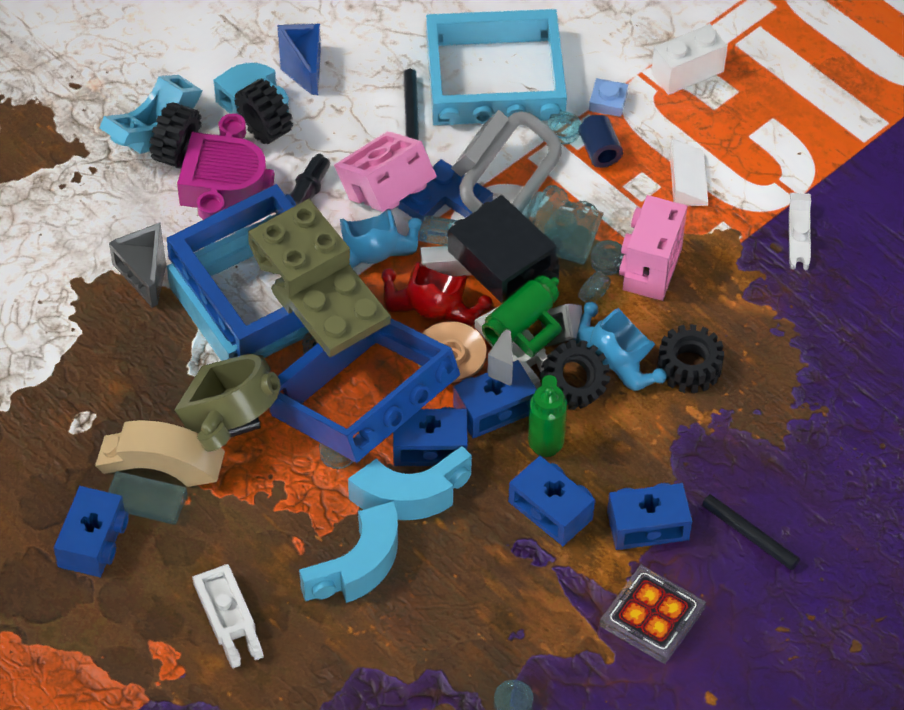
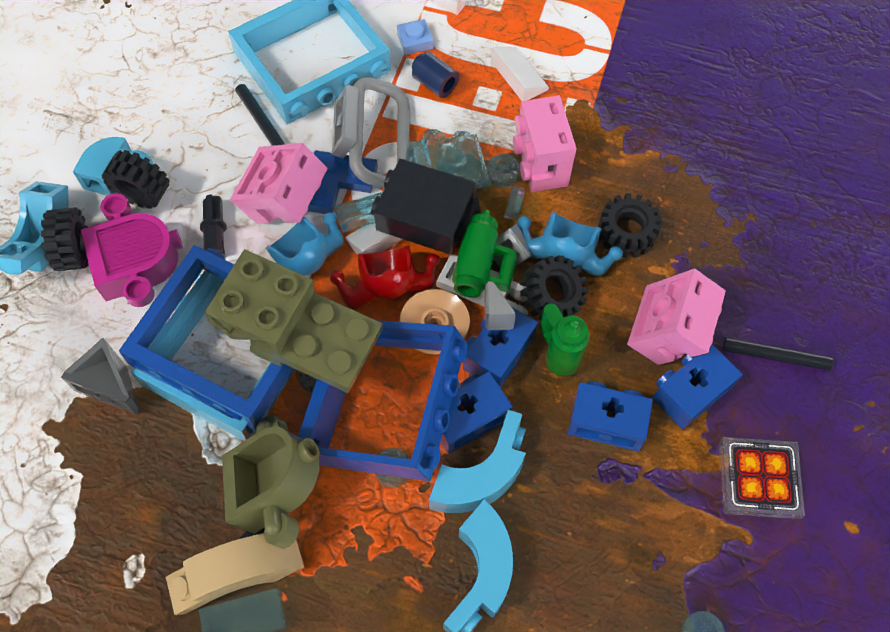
camera: 30 degrees left, 10 degrees up
(301, 54) = (138, 113): blue slope -> none
(565, 126) = (398, 74): clear light blue tile -> none
(665, 447) = (677, 317): none -> bright pink piece
(799, 230) = (632, 77): white piece -> none

